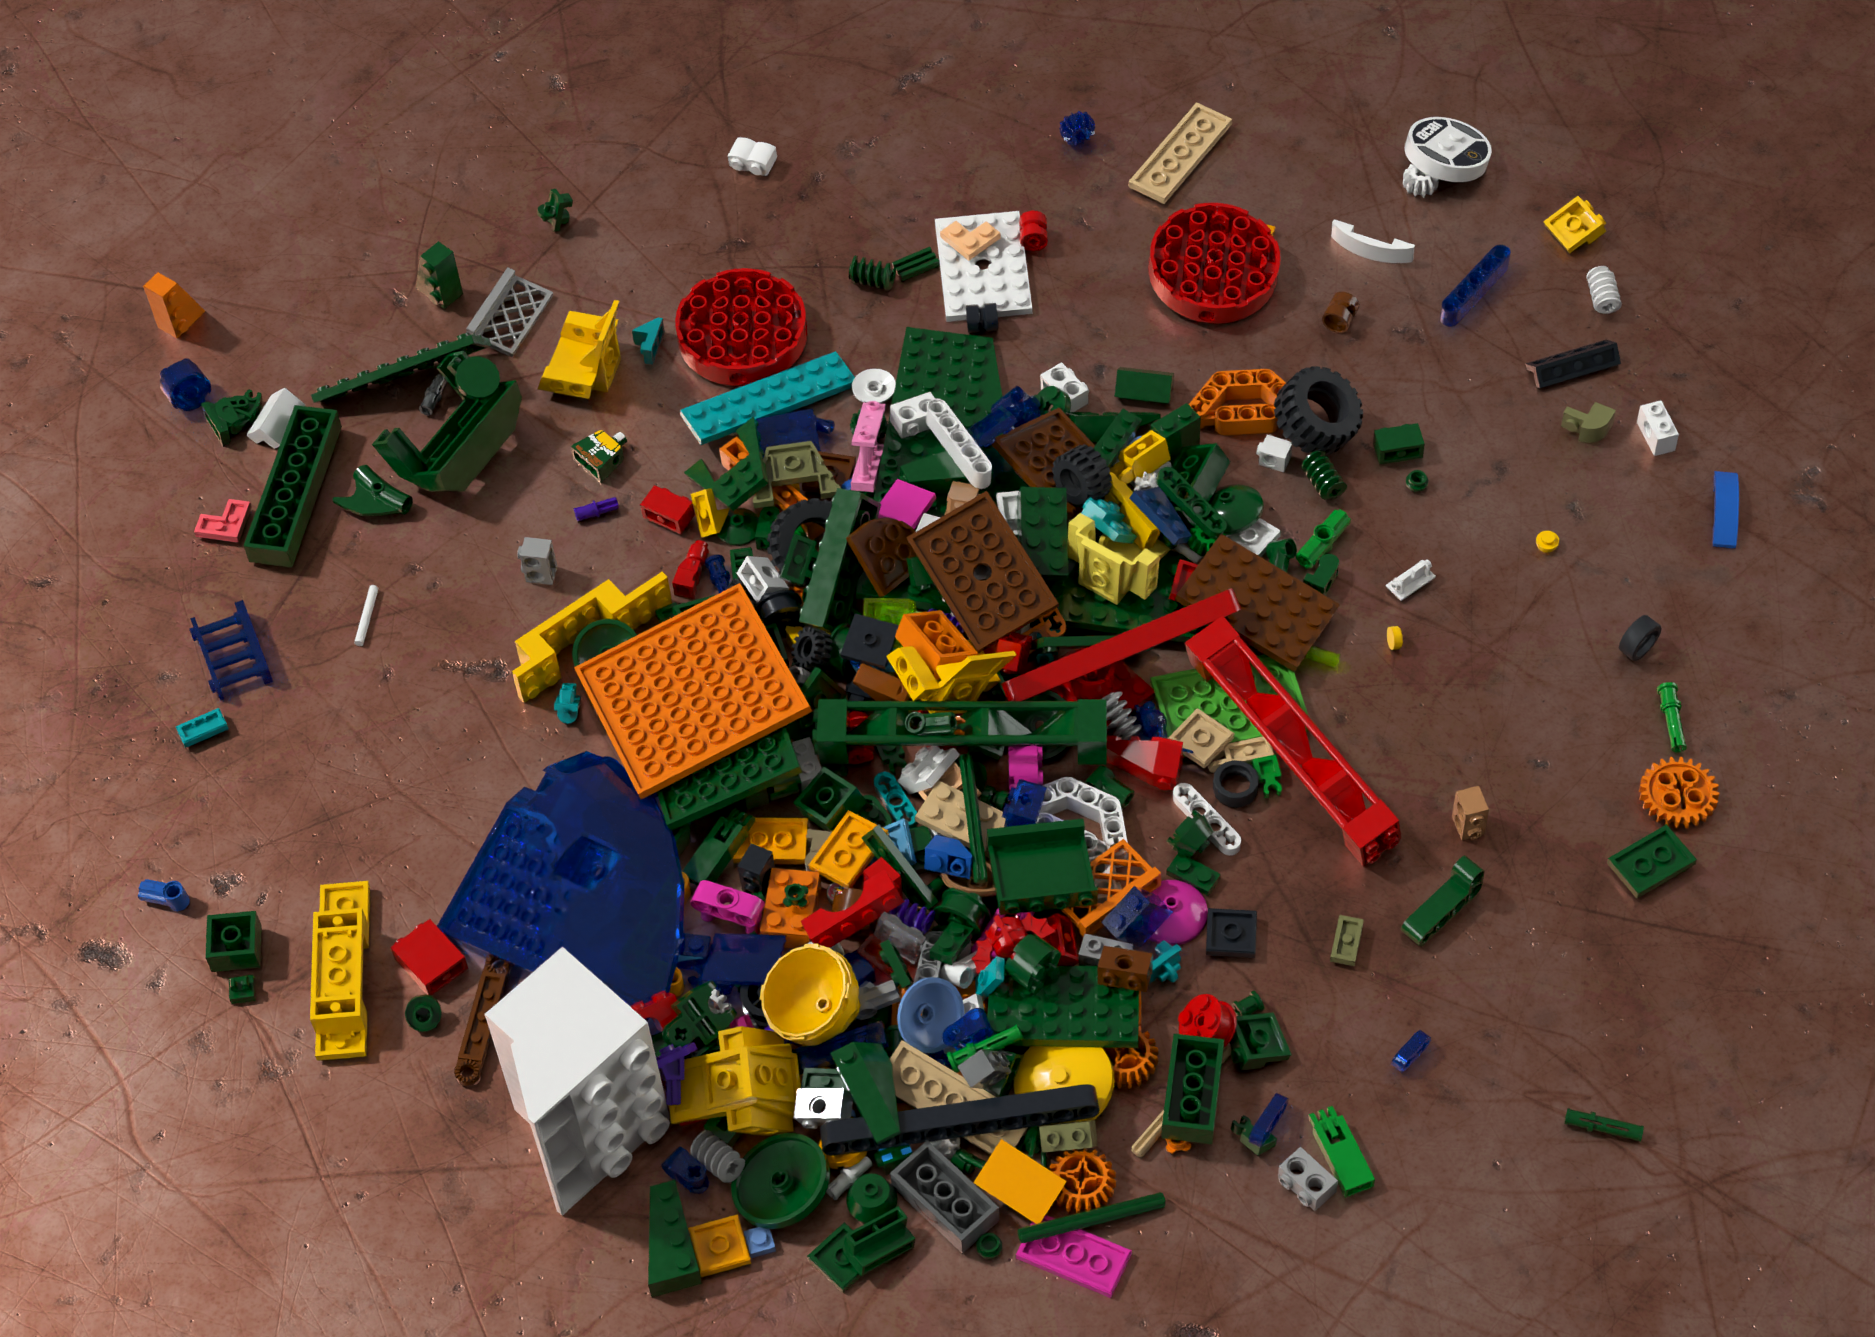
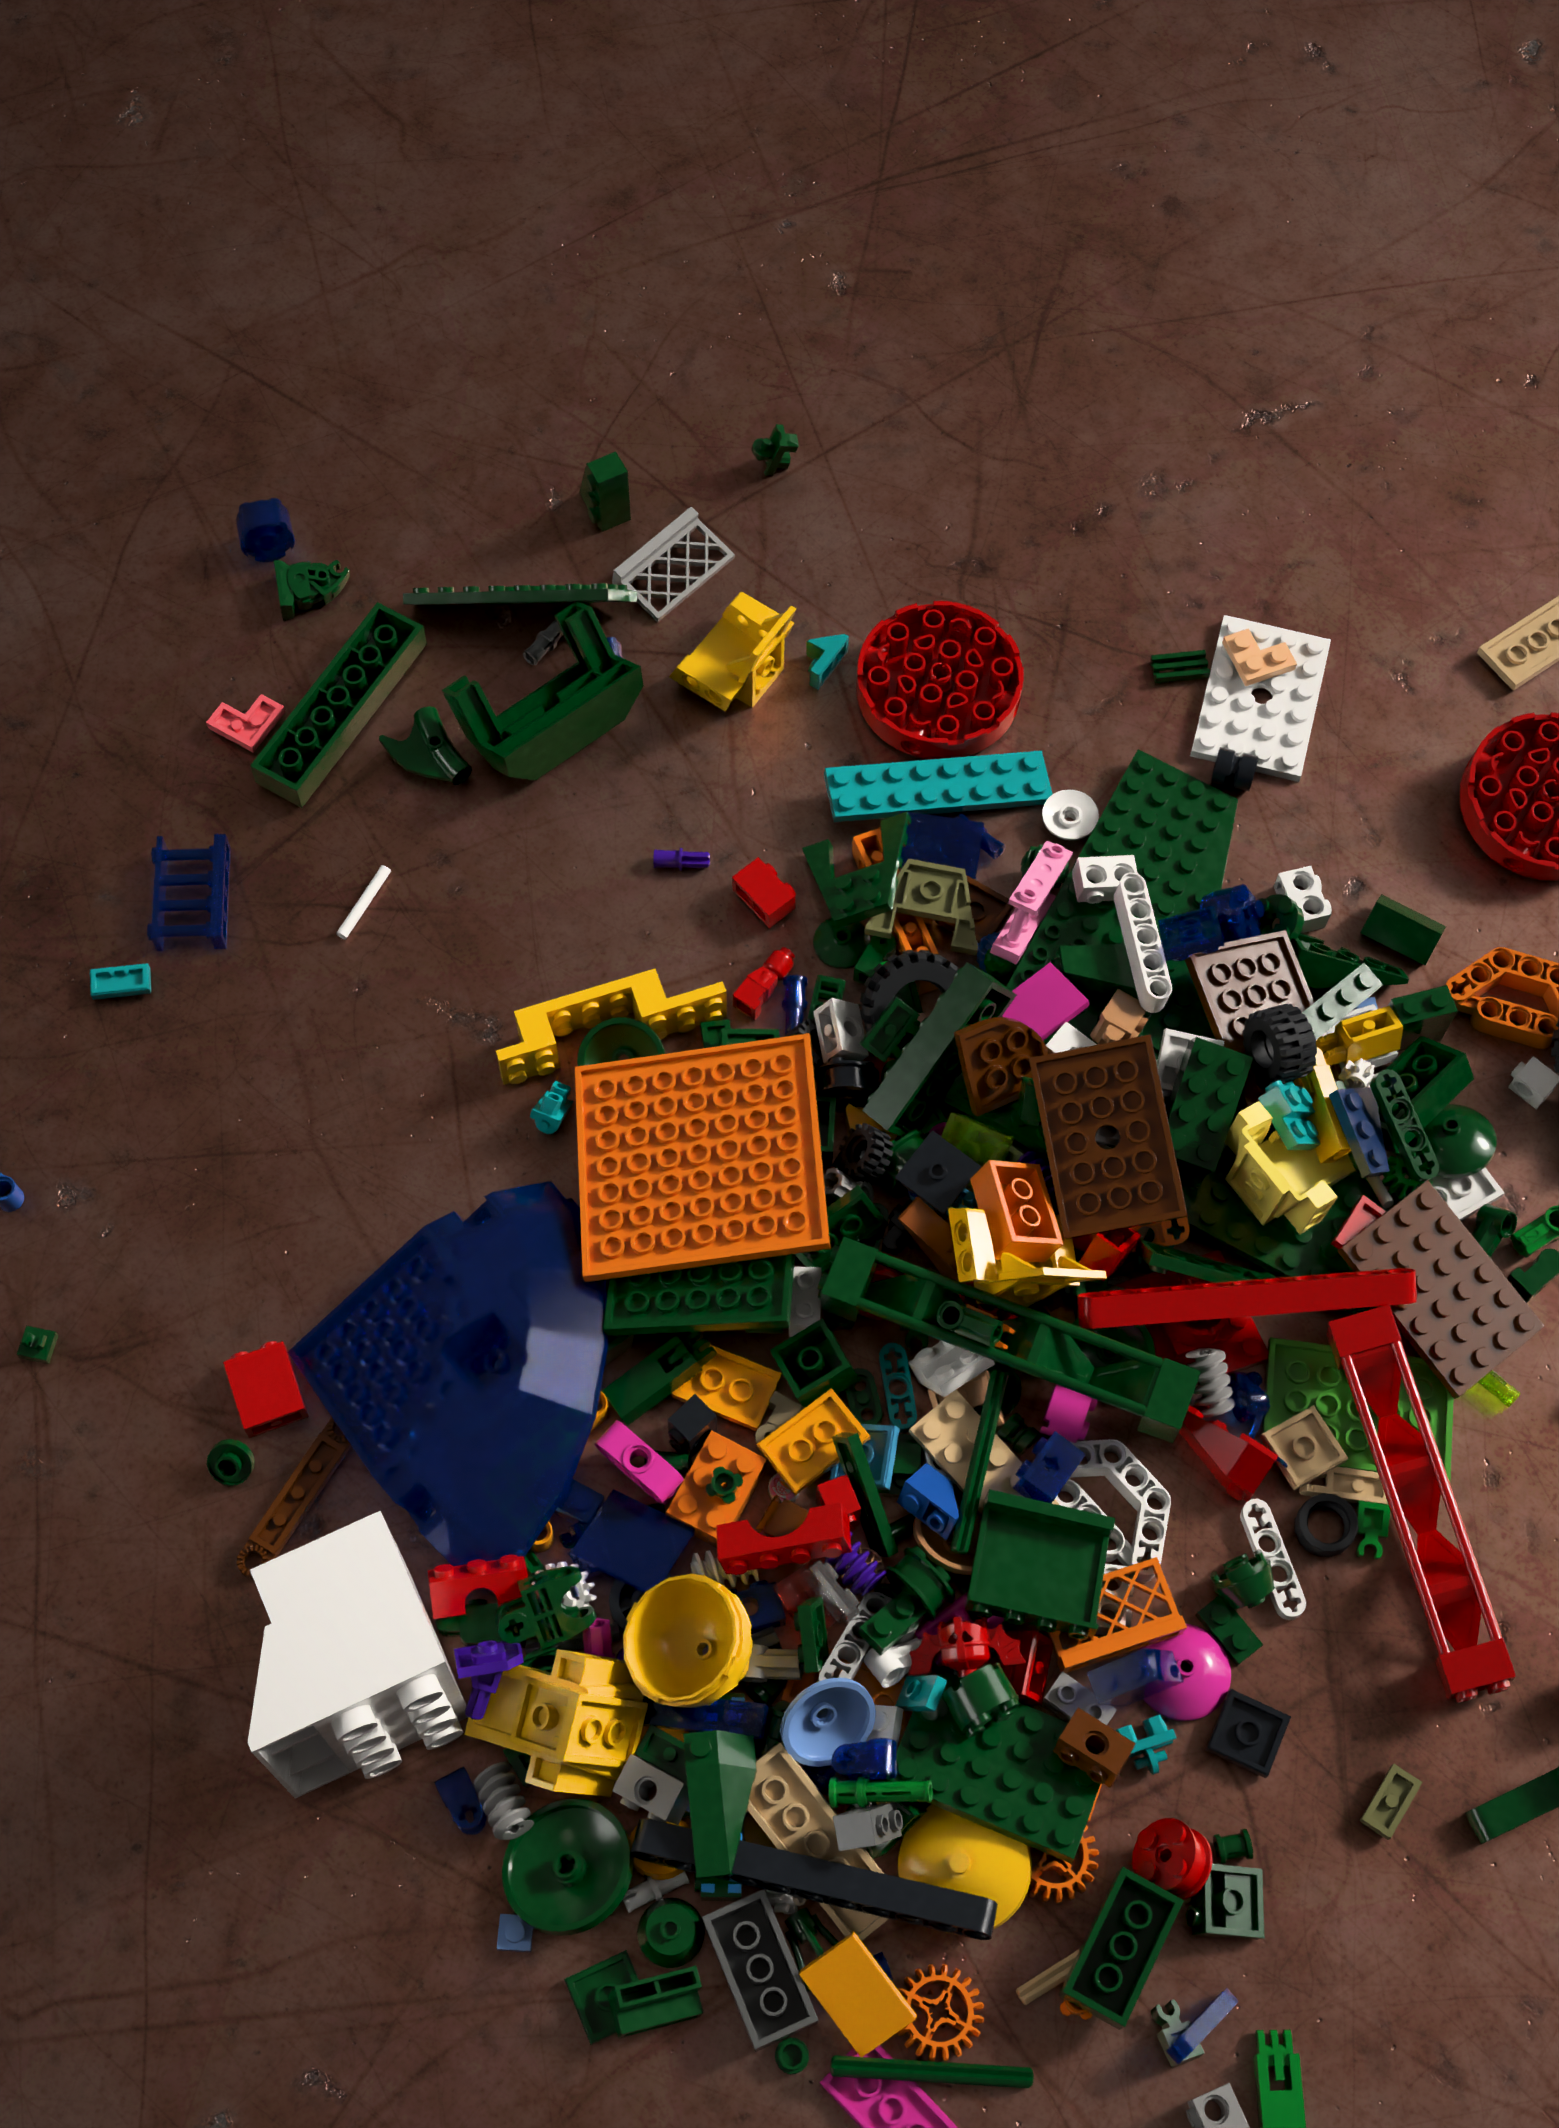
camera: 15 degrees right, 10 degrees up
(171, 305) = (286, 423): orange wedge -> none
(233, 941) = (47, 1281): dark green brick -> none
(274, 418) = (352, 606): white piece -> none
(337, 970) = (149, 1365): yellow bracket -> none
(477, 378) = (595, 647): dark green tile -> none
(538, 560) = (585, 907): light grey brick -> none
(599, 453) = (712, 788): torso -> none
(670, 1248) = (404, 1902): dark green wedge -> none
(708, 517) = (809, 920): yellow slope -> none
(719, 1245) = (464, 1921): light orange plate -> none
(752, 156) = (1033, 457): white brick -> none
(871, 274) = (1121, 662): dark green piece -> none
(1032, 1144) = (898, 1935): dark green plant -> none
(1033, 230) = (1338, 673): red wheel -> none
(1068, 1136) = (942, 1952): olive brick -> none
(1077, 128) = (1441, 554): clear blue gear -> none
(1105, 780) = (1162, 1463): dark green piece -> none
(1411, 1050) = (1419, 1993): clear blue beam -> none

